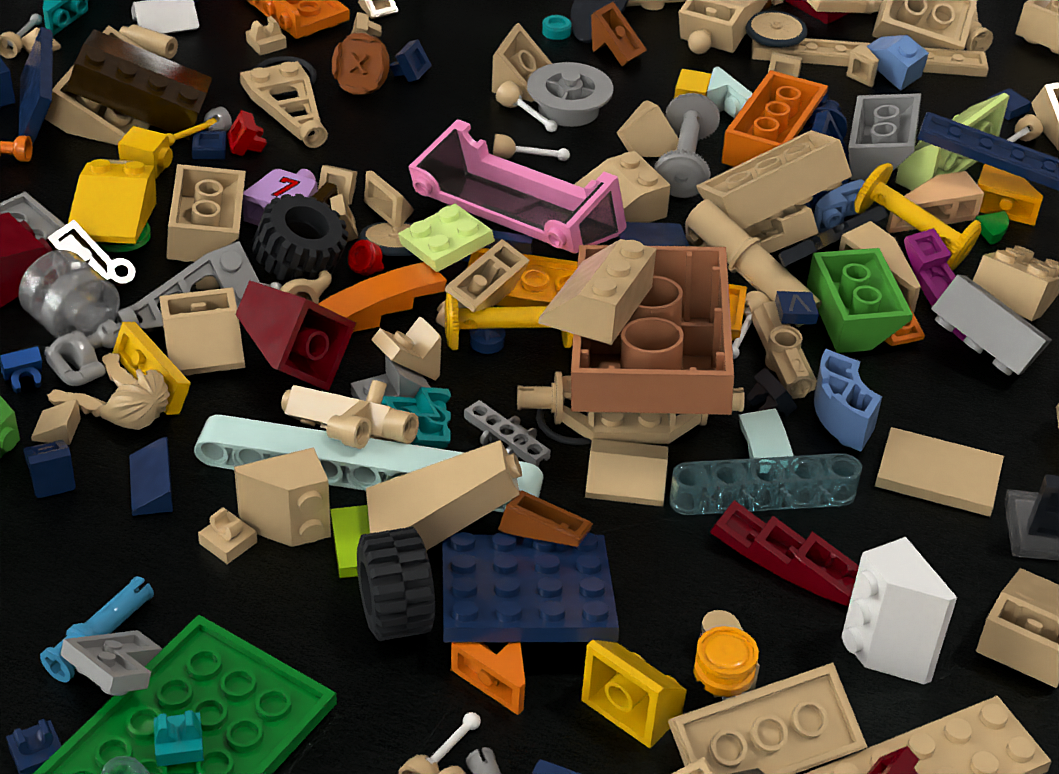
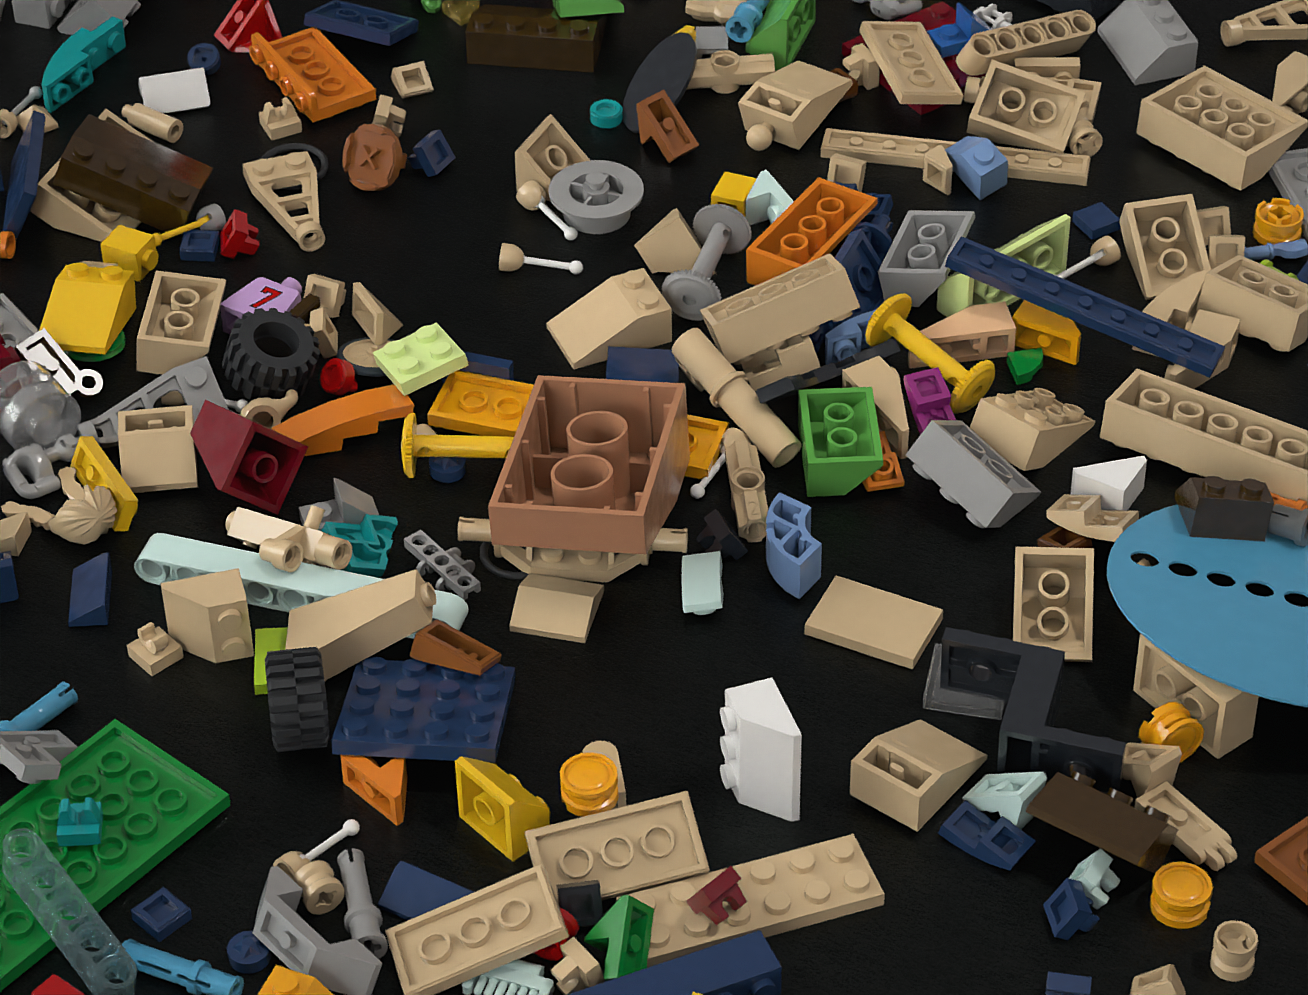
camera: 10 degrees right, 0 degrees up
(416, 350) = (365, 478): tan slope -> none
(489, 277) = (448, 406): tan slope -> none
(515, 196) = (503, 314): windscreen -> none
(603, 292) = (542, 427): tan slope -> none
(765, 483) = (687, 625): clear light blue beam -> none
(776, 29) = (850, 123): tan wheel -> none
(776, 547) = (679, 686): dark red slope -> none
(796, 307) = (765, 448): dark blue tile -> none

